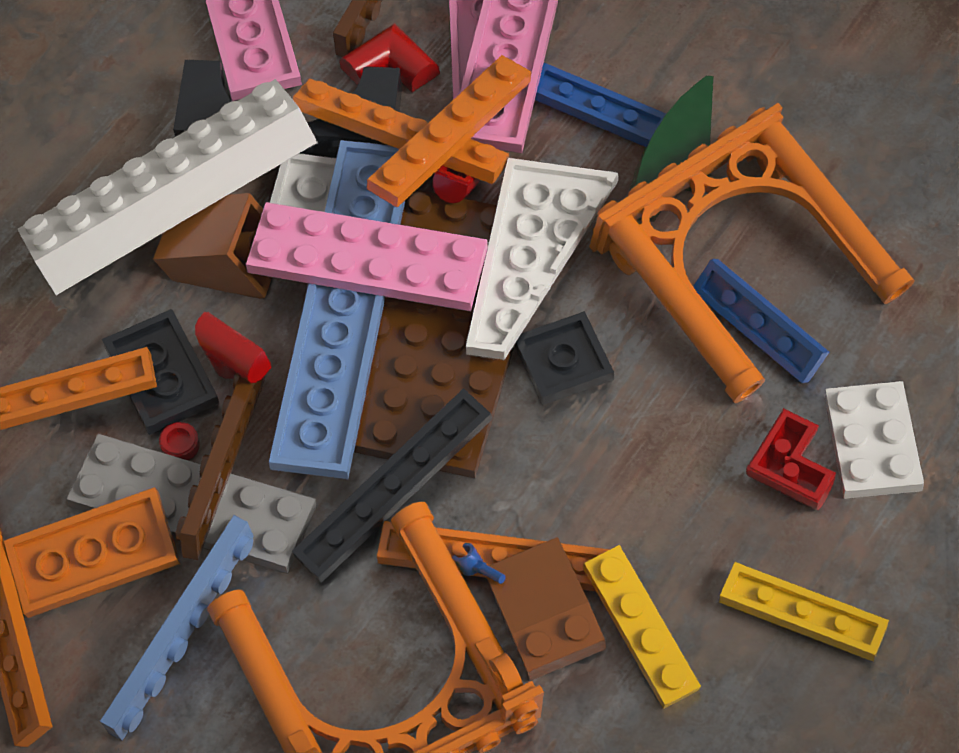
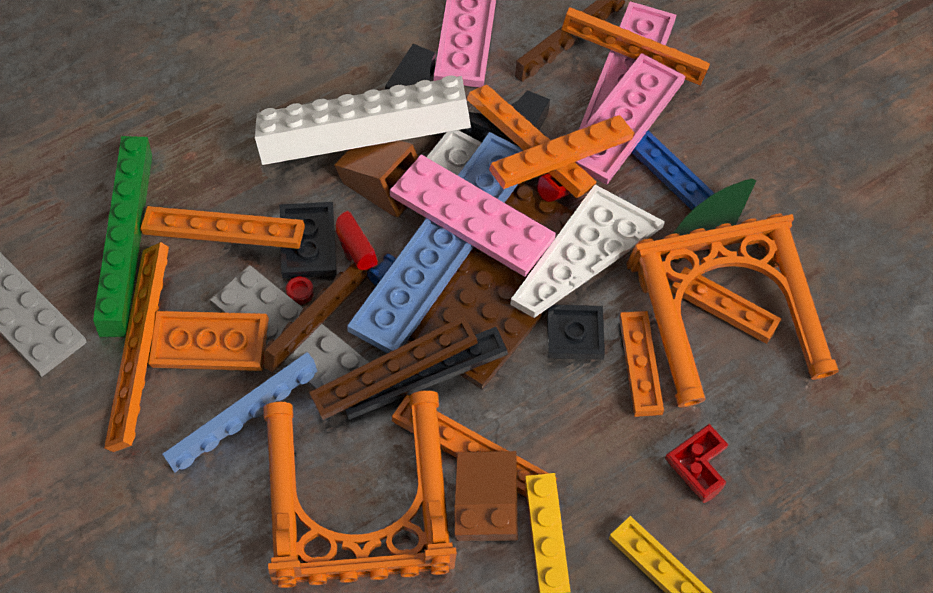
camera: 15 degrees right, 0 degrees up
(276, 379) = (376, 274): none -> blue bush
(353, 492) = (393, 367): none -> reddish brown plate
(392, 50) = (552, 86): red brick -> none
(473, 564) = (452, 446): blue hand -> none
(664, 366) = (641, 364): none -> orange plate
(746, 251) = (730, 307): none -> orange plate
(760, 321) = (719, 358): blue plate -> none
(873, 440) = (764, 469): white plate -> none

